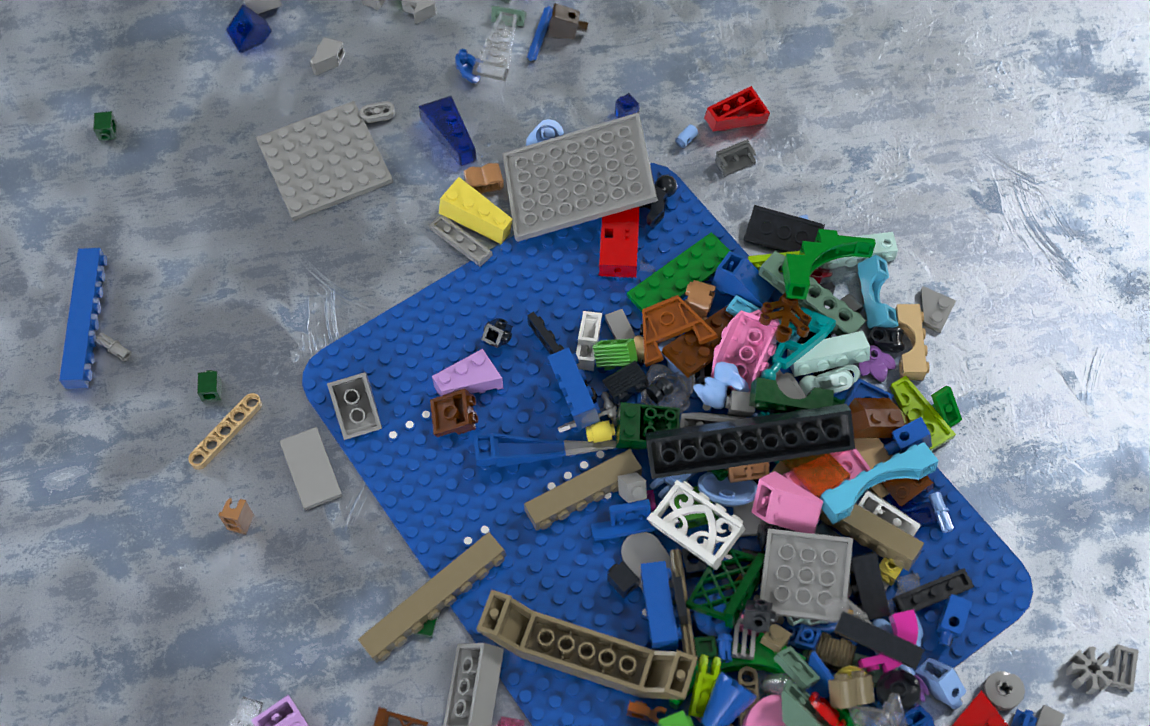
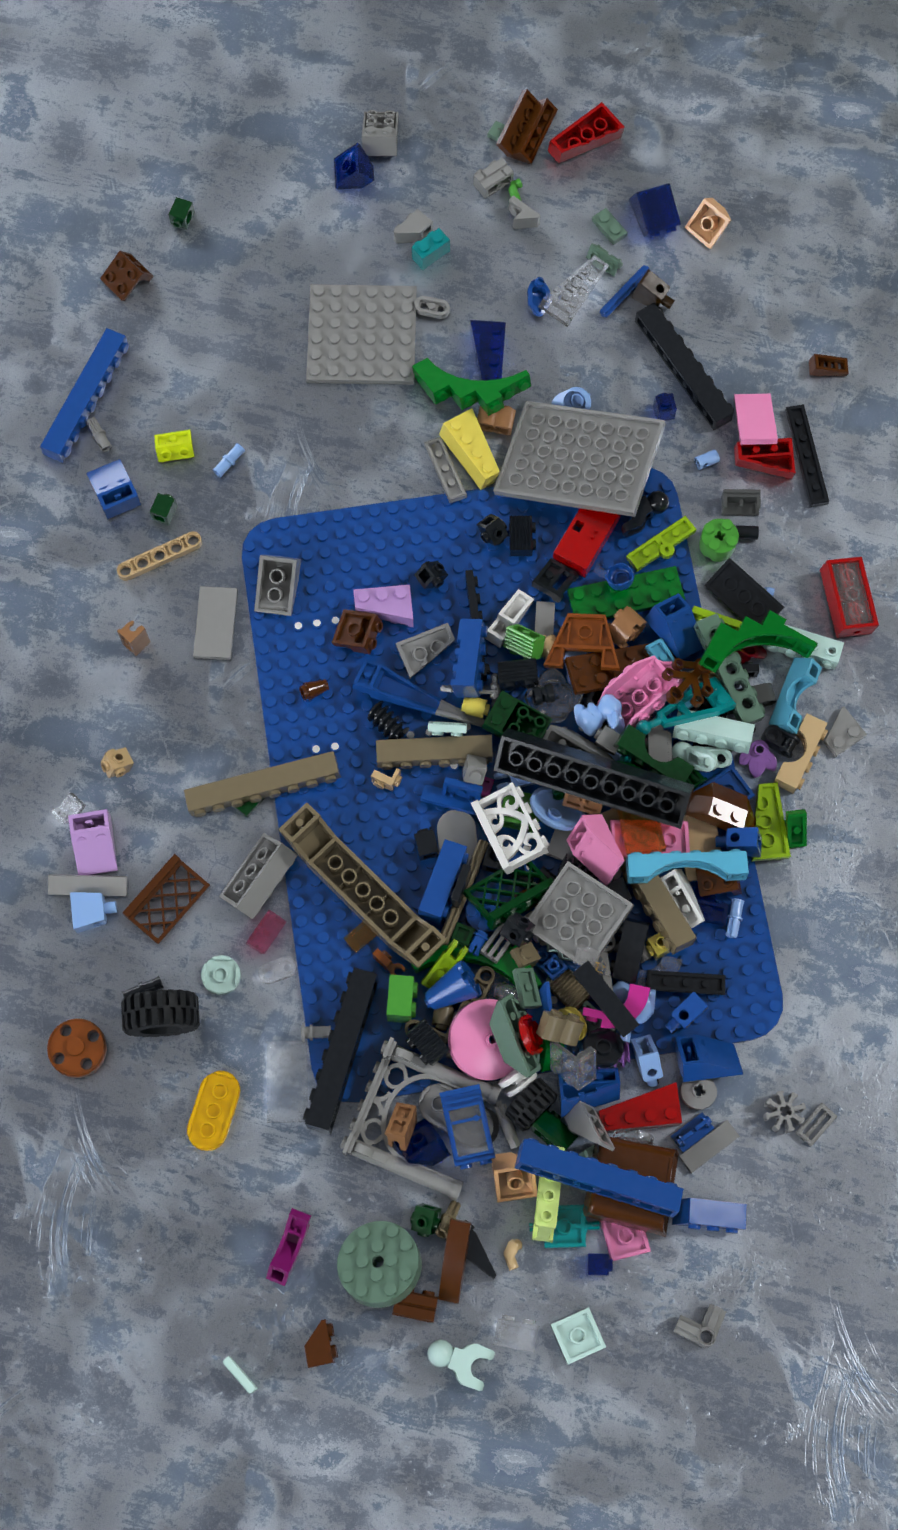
camera: 25 degrees right, 10 degrees up
(74, 198) = (125, 274): none -> reddish brown bracket
(152, 388) = (114, 489): none -> blue slope
(193, 326) = (174, 446): none -> neon yellow bracket
(252, 316) = (228, 460): none -> light blue pin
(275, 644) = (116, 762): none -> tan brick
(351, 65) = (430, 248): none -> teal brick
(437, 485) = (312, 689): none -> reddish brown cone
(445, 166) = (467, 392): none -> green arch
(523, 401) = (424, 647): none -> light grey wing
(524, 483) = (386, 723): none -> black piece
(532, 270) = (492, 530): none -> black brick
(548, 539) = (383, 781): none -> tan bracket
(560, 265) = (521, 535): none -> black brick
(592, 459) = (454, 728): none -> light aqua plate
(604, 701) = (359, 937): none -> clear orange tile
(606, 287) = (550, 576): none -> black plate
(625, 70) = (684, 366): none -> black brick
(670, 259) = (620, 576): none -> blue hair
(688, 220) = (661, 544): none -> lime hinge
(711, 85) = (755, 419): none -> bright pink tile
(735, 28) = (817, 368): none -> reddish brown slope
(735, 195) = (718, 539): none -> bright green brick
(754, 180) = (748, 532): none -> black piece
(771, 100) = (807, 455): none -> black tile
(873, 194) = (849, 597): none -> brick
(992, 655) = (705, 1058): none -> blue slope

